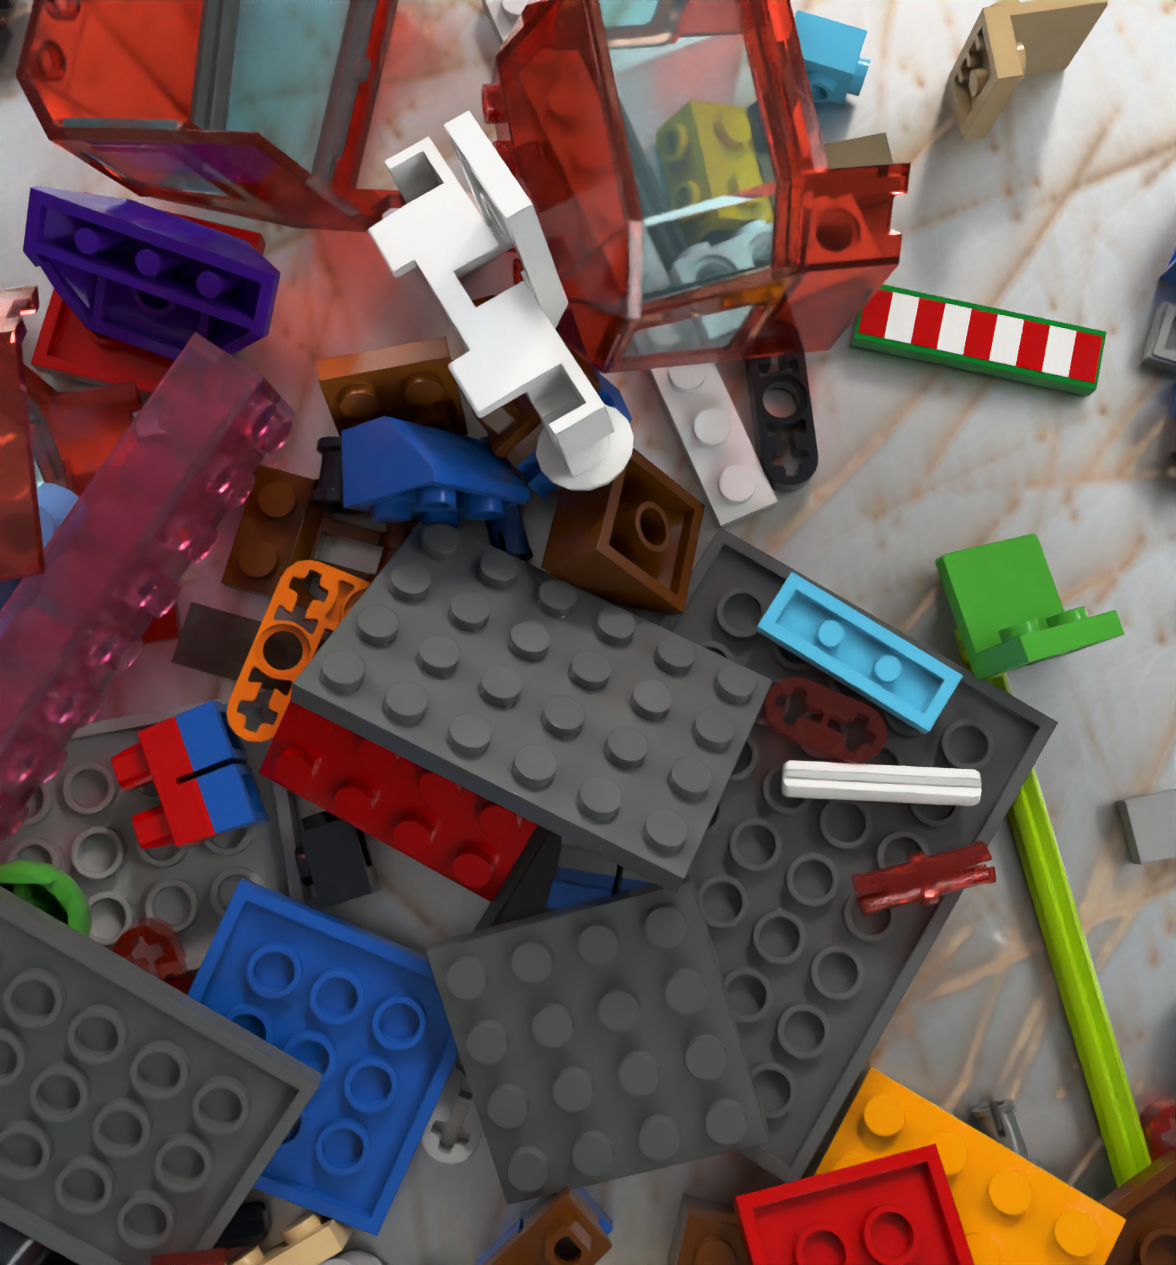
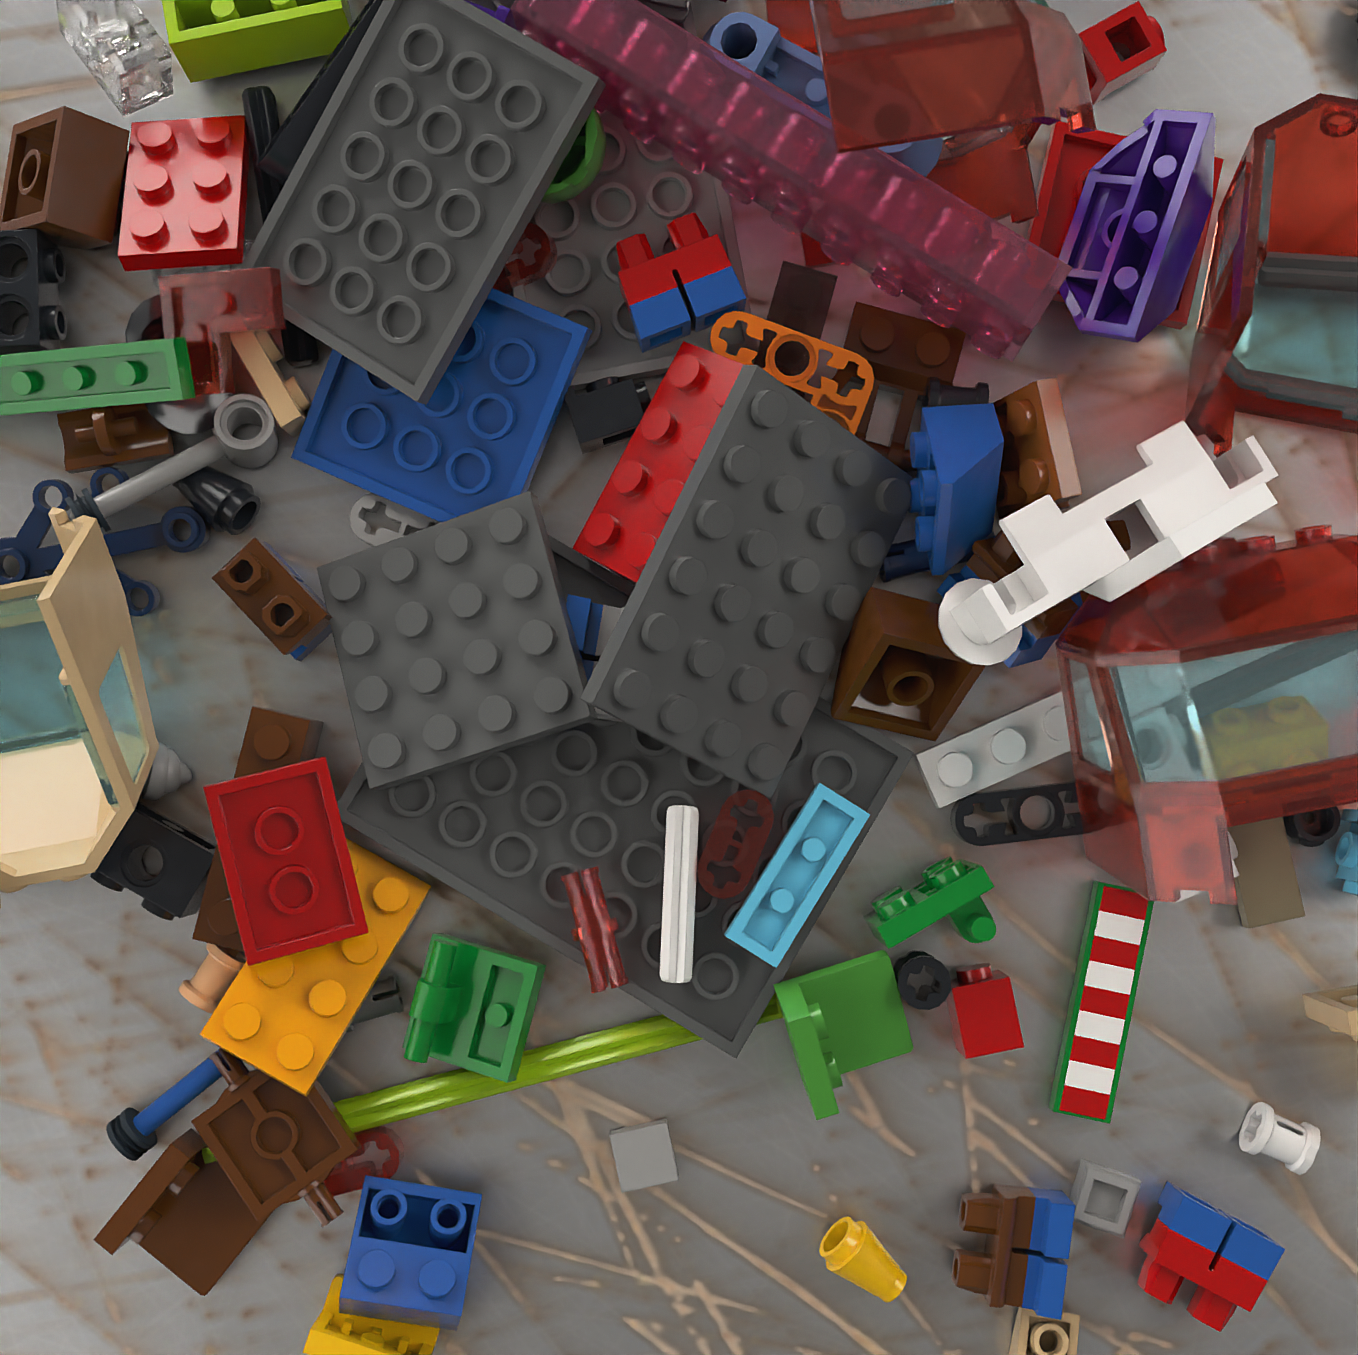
camera: 85 degrees right, 5 degrees up
(875, 496) = (947, 890): none -> green plate
(980, 516) = (927, 996): none -> black bush
(995, 459) = (983, 1011): none -> red brick
(1009, 1020) = (473, 1007): none -> green plate
(1114, 163) = (1279, 1138): none -> white bush

